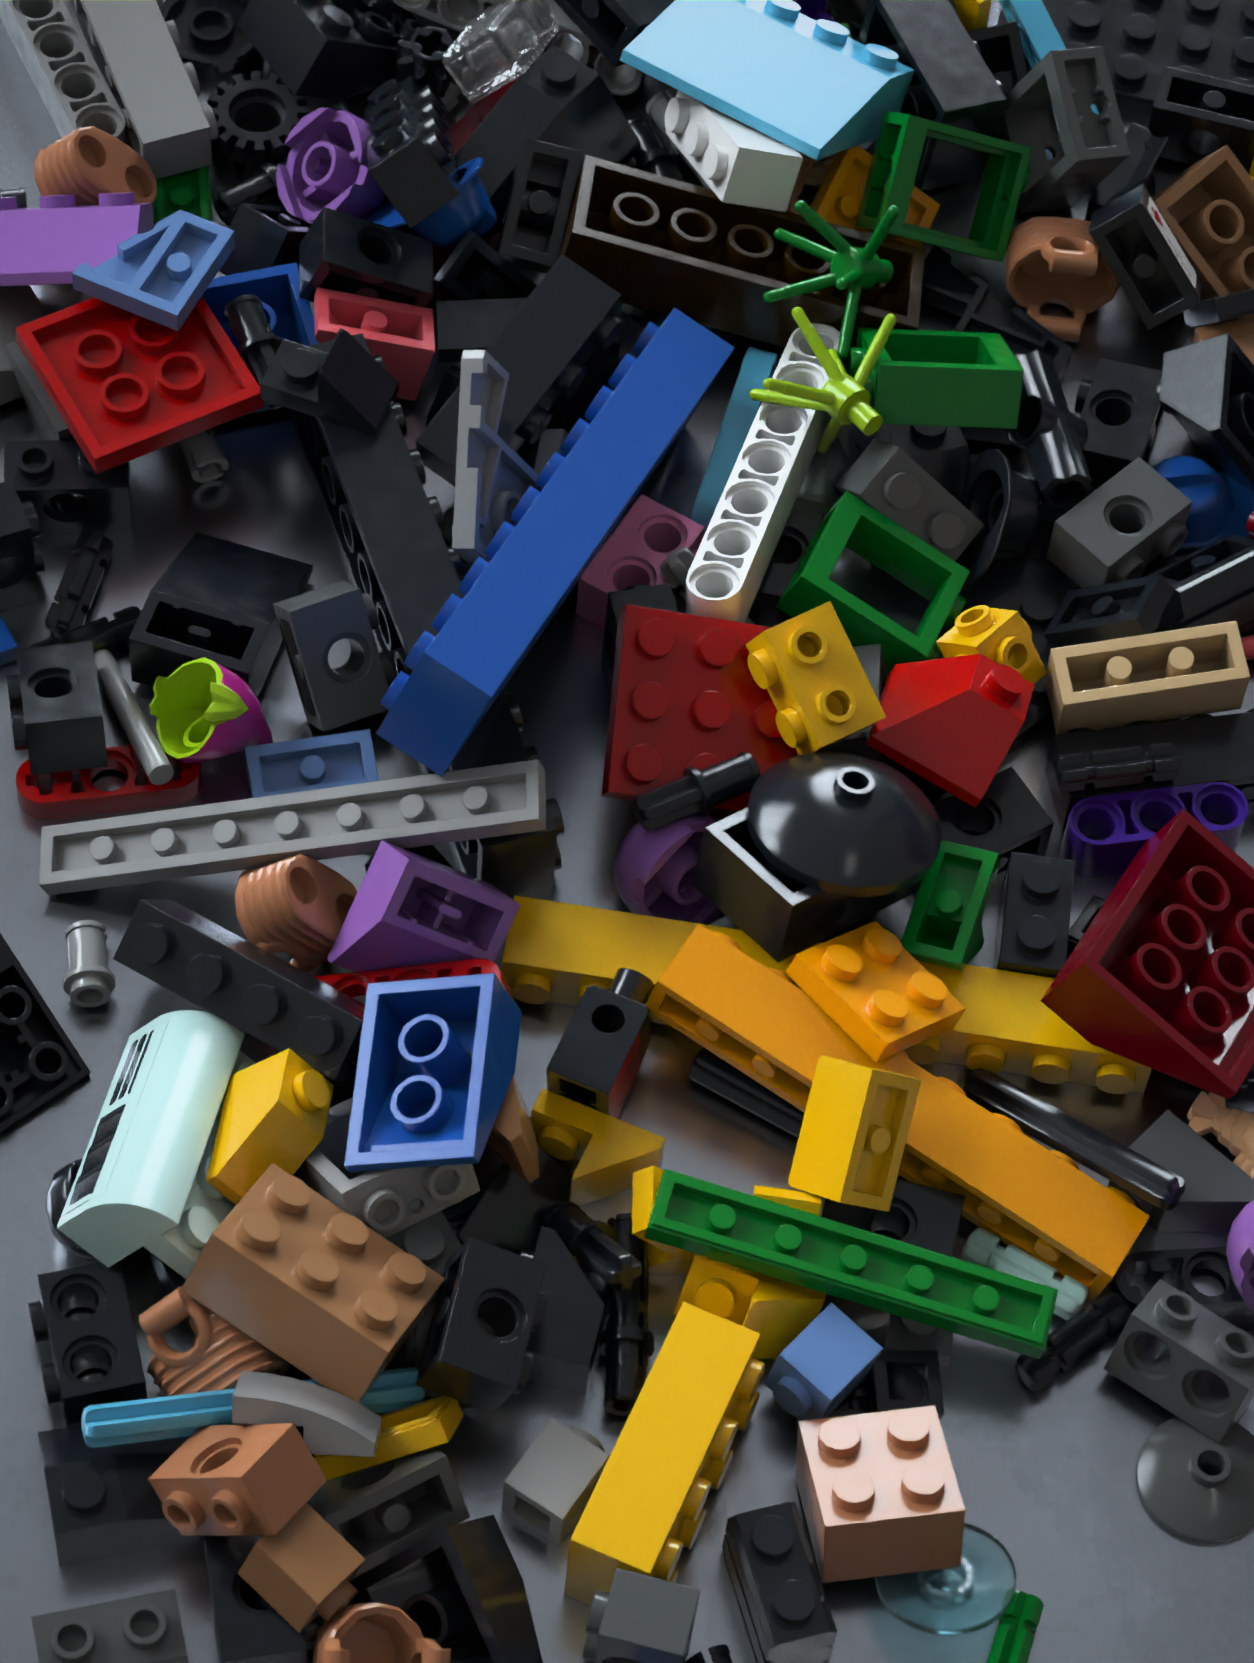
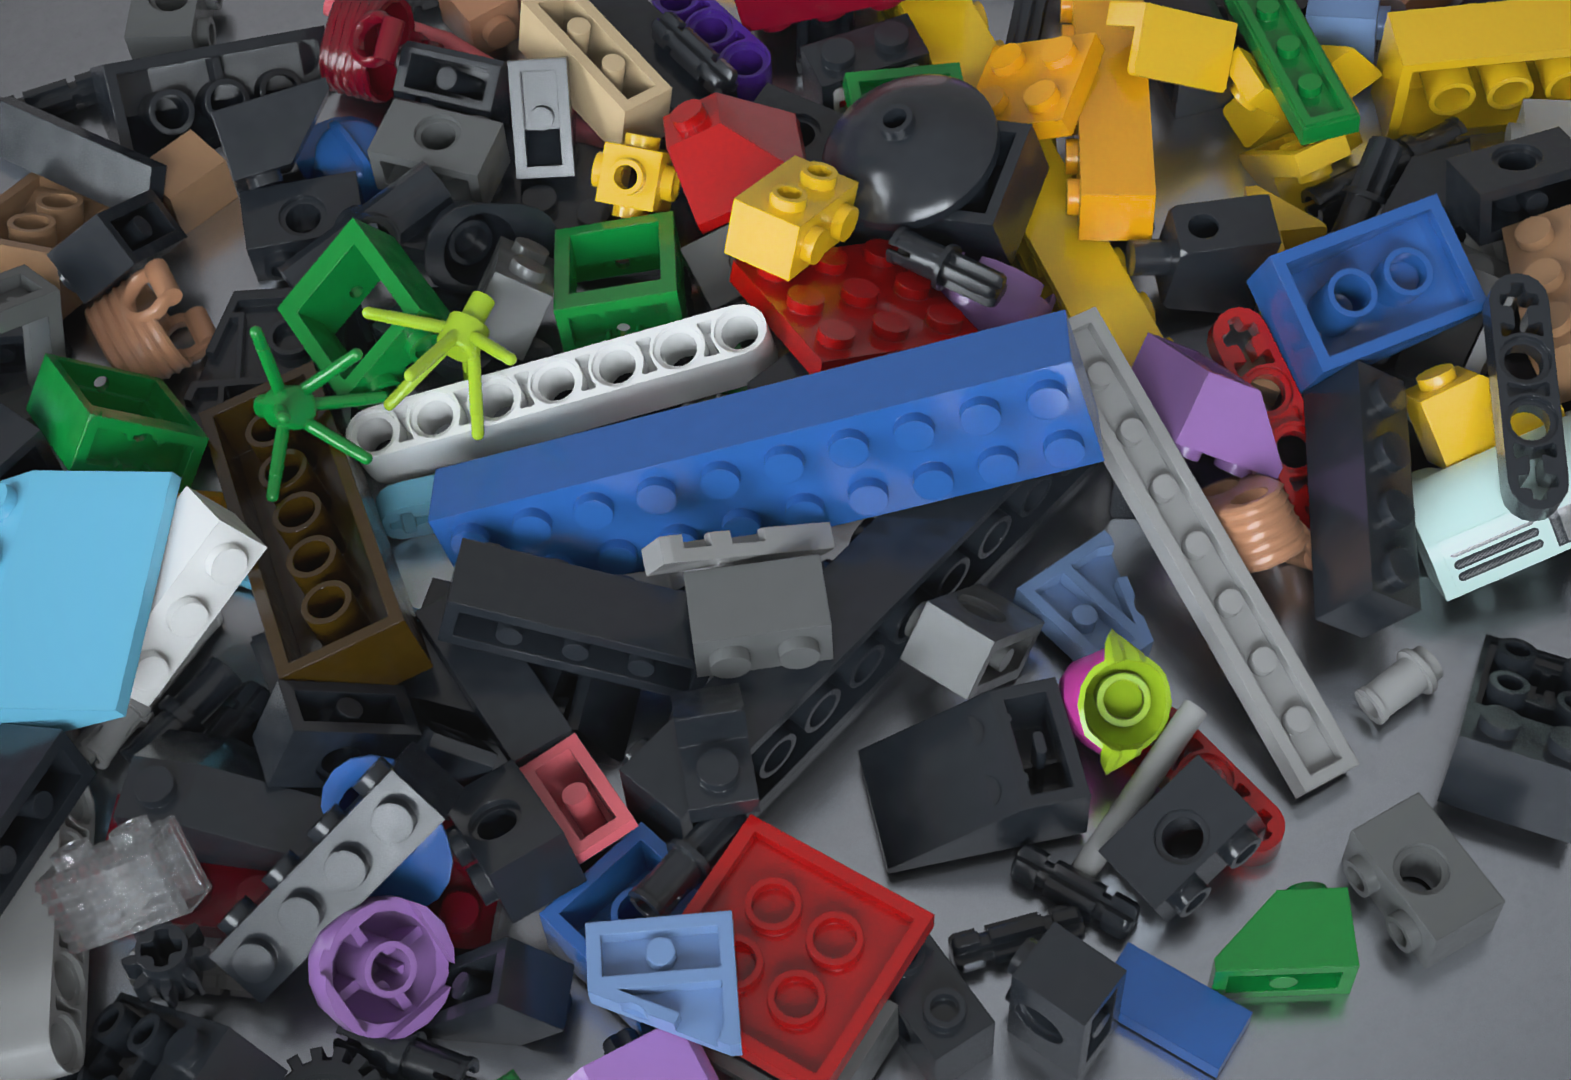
camera: 110 degrees left, 0 degrees up
(232, 1103) = (1532, 396): none -> black beam
(411, 456) = (759, 616): none -> dark grey brick

